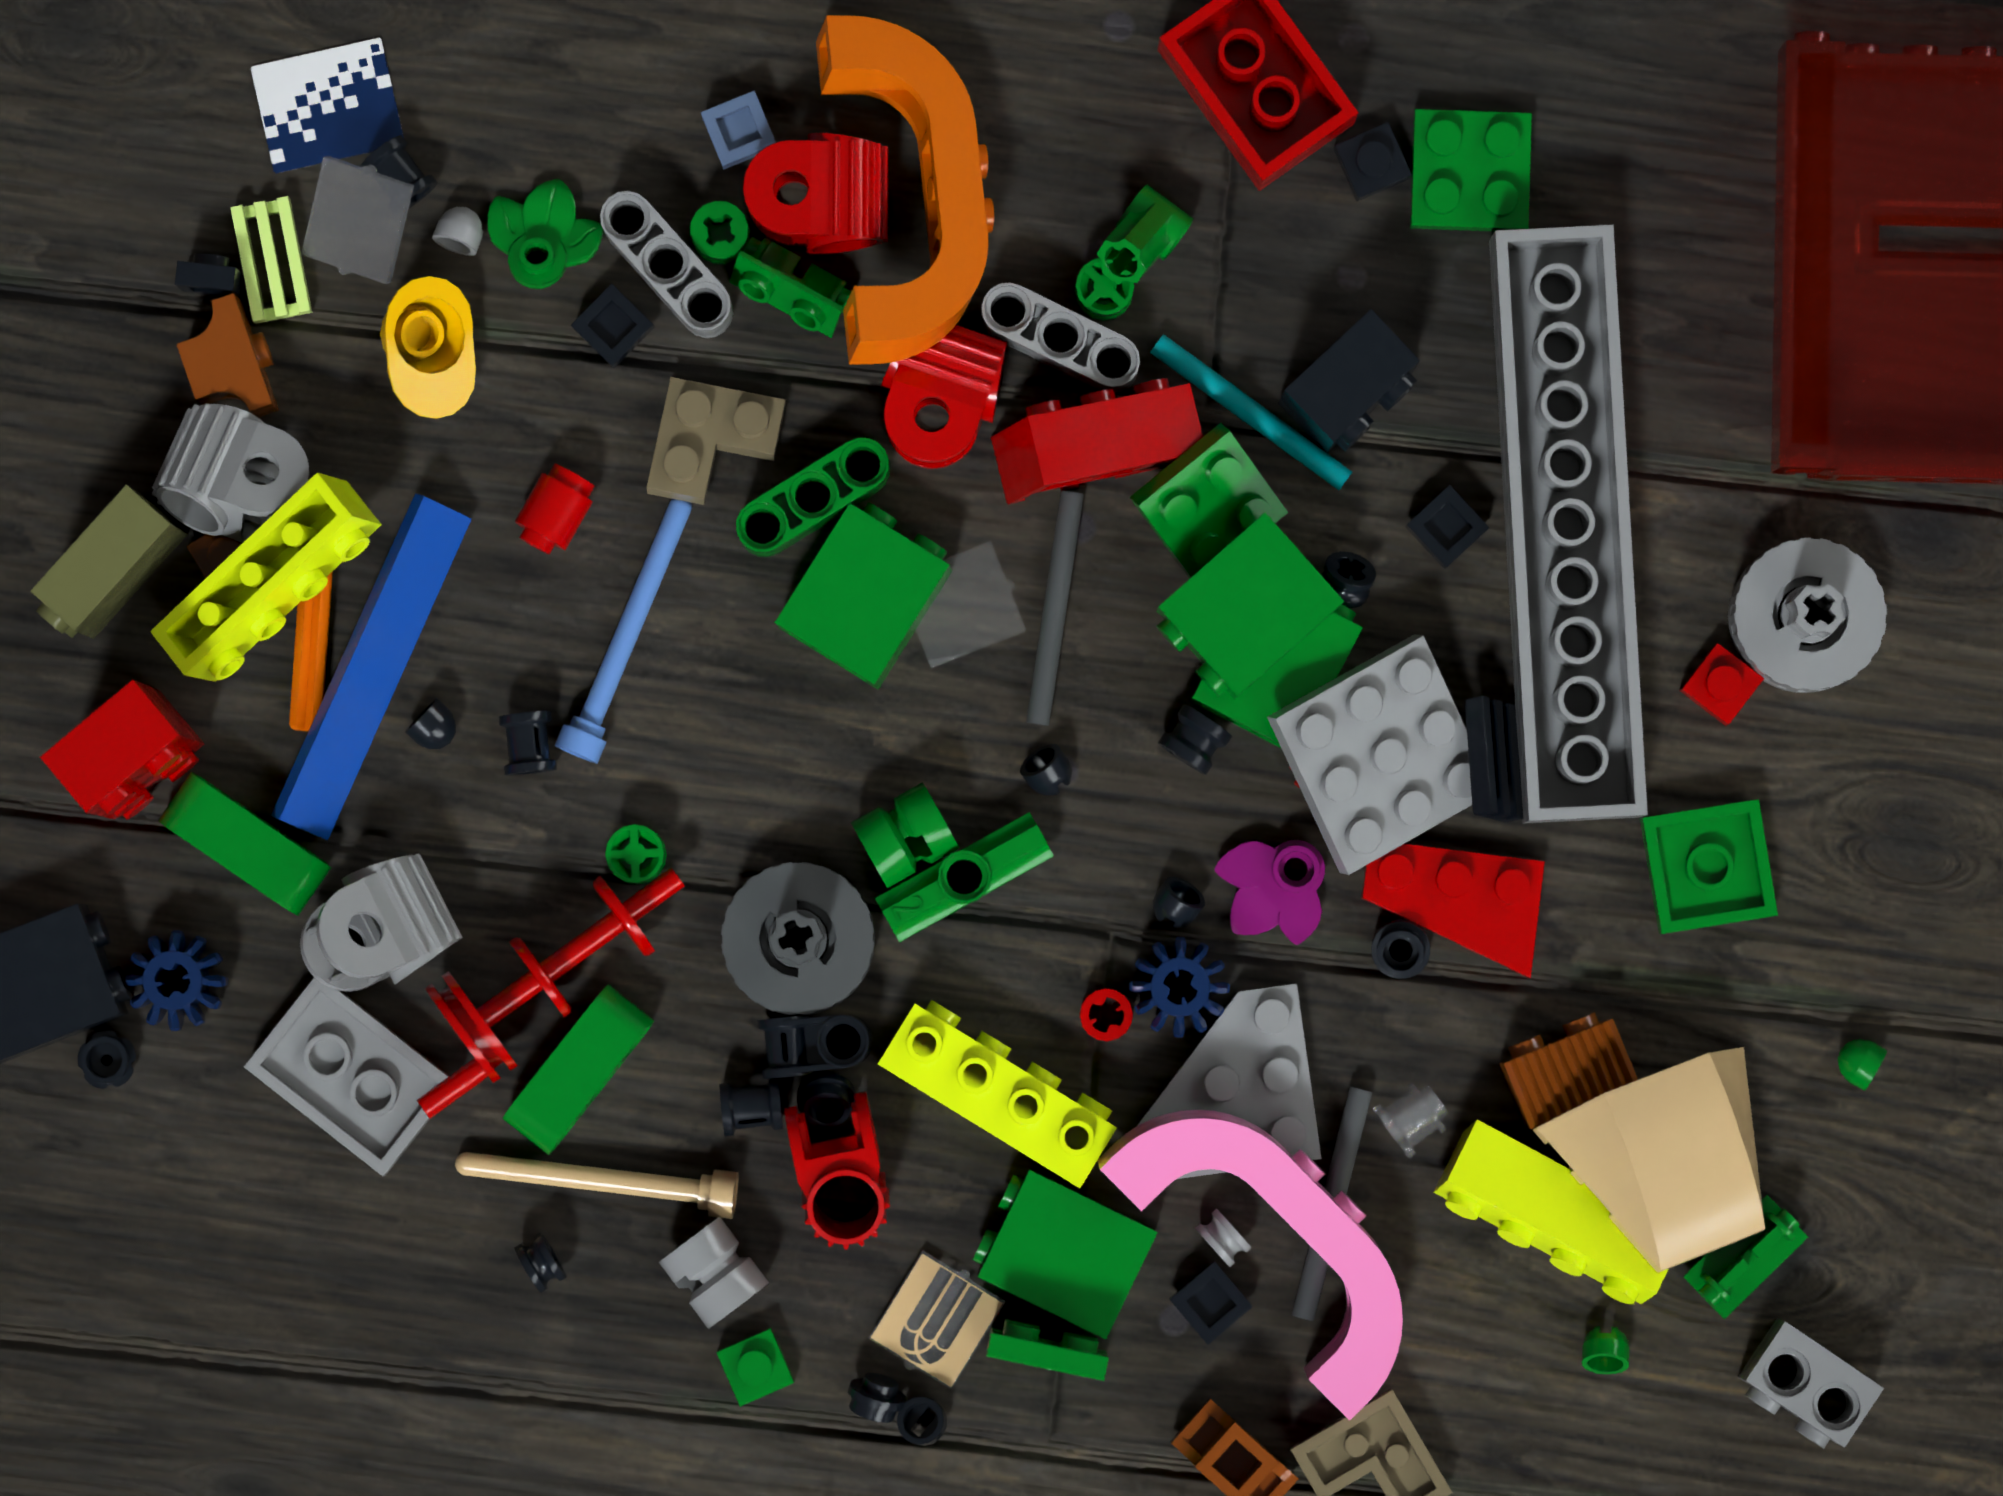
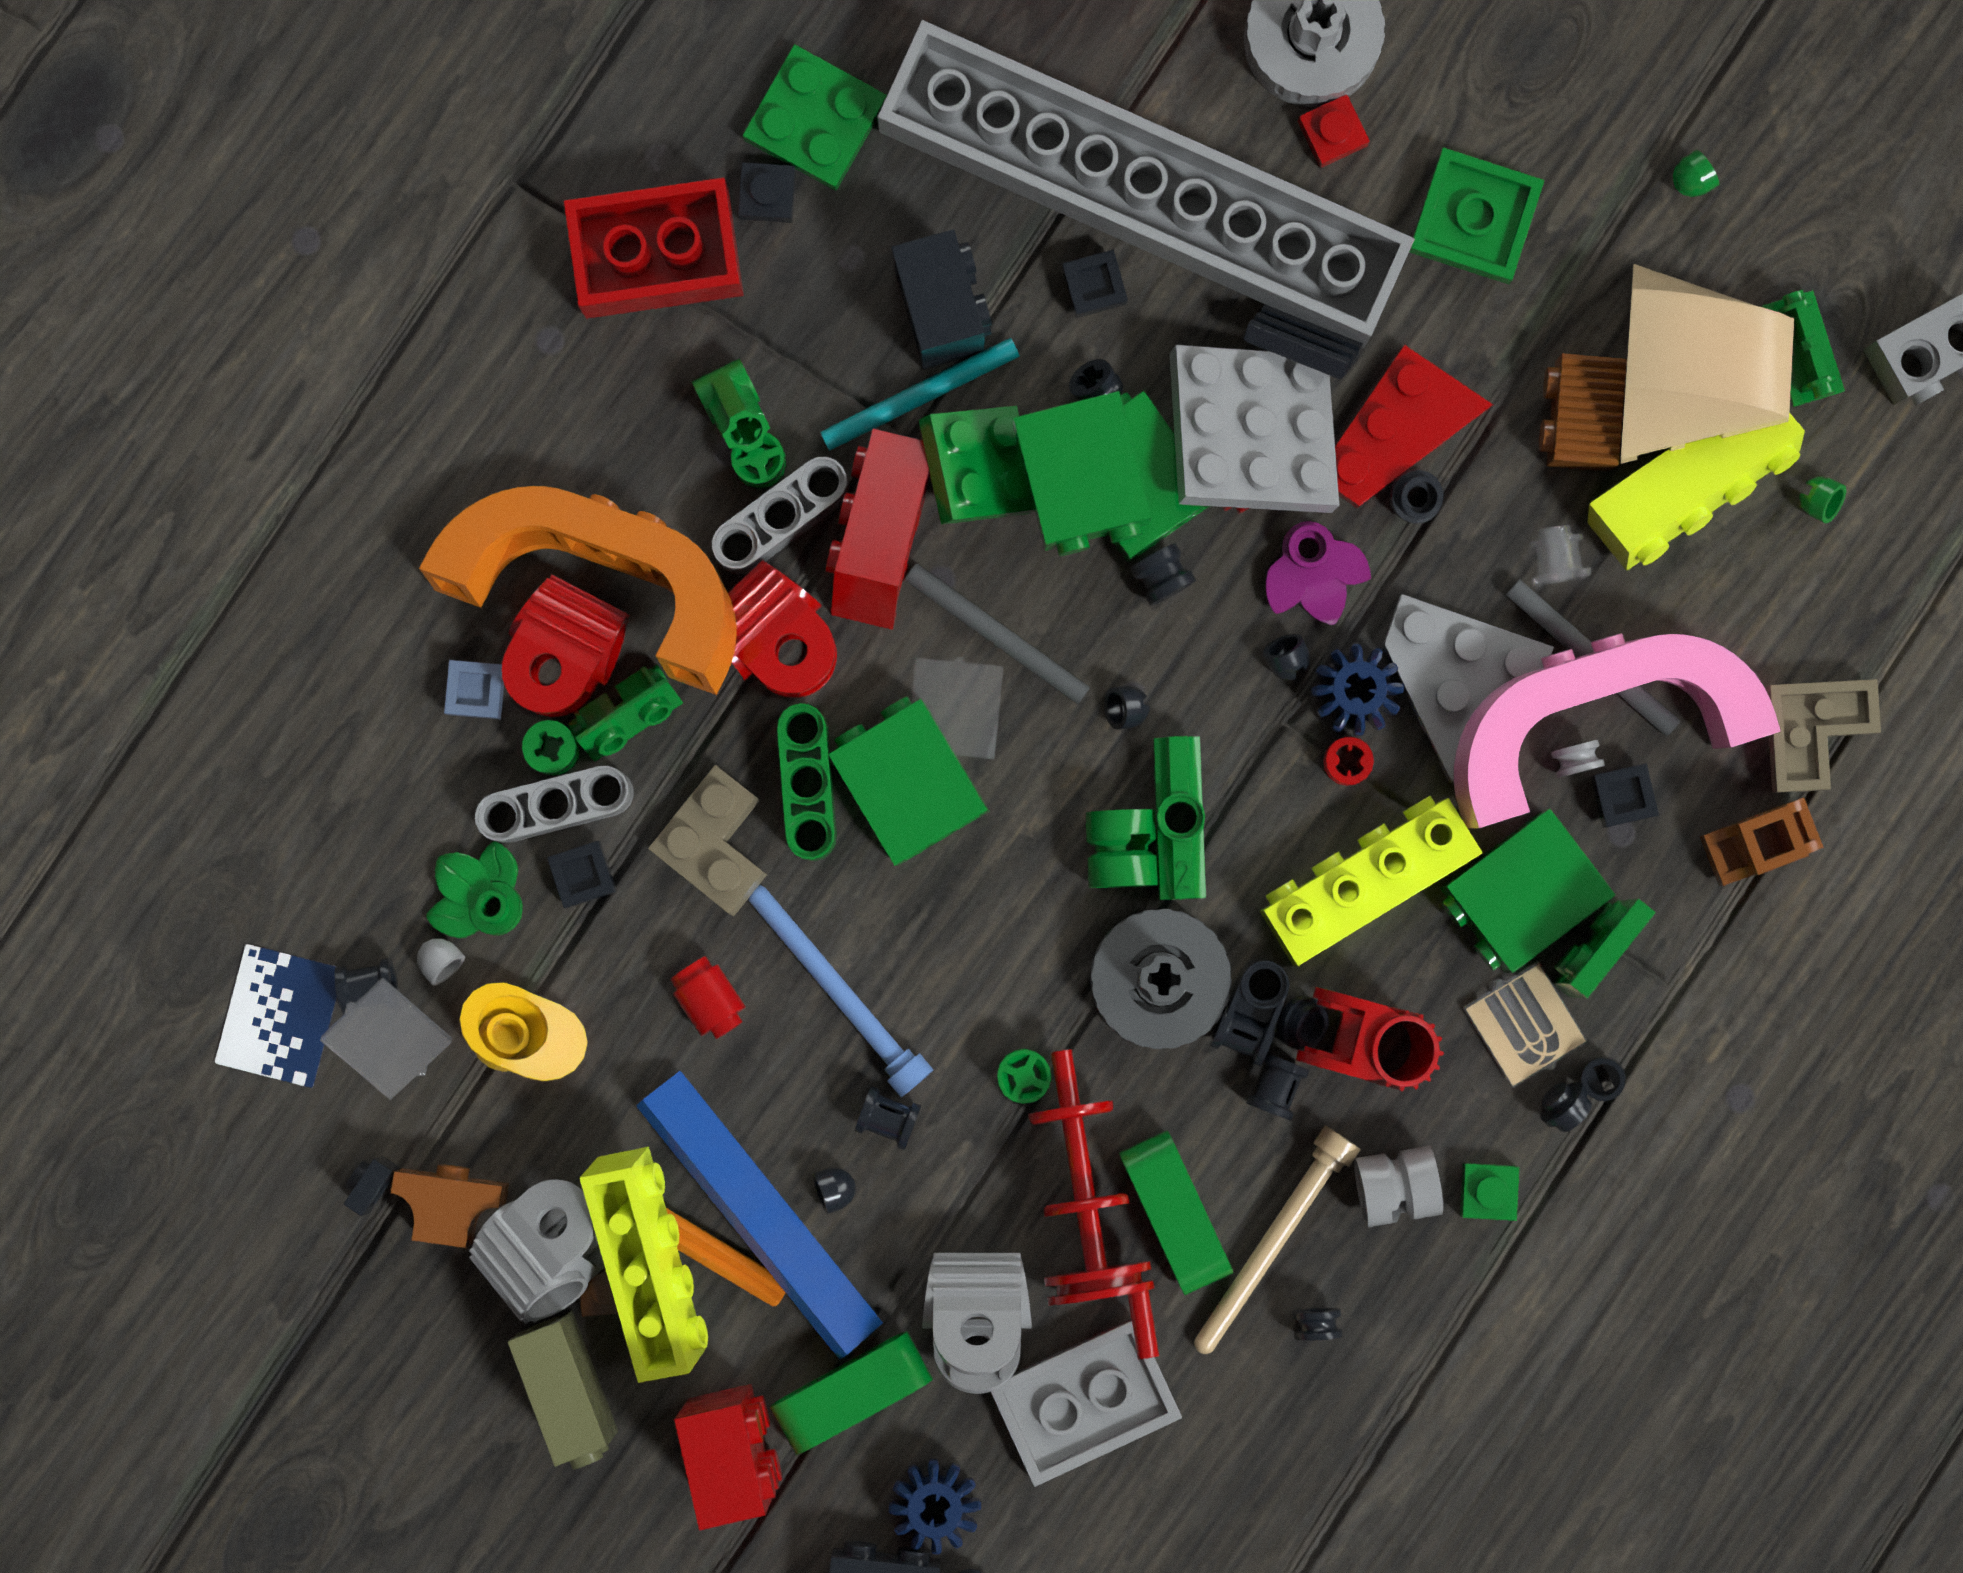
camera: 60 degrees left, 0 degrees up
(261, 211) = (338, 1113): yellowish green tile -> none

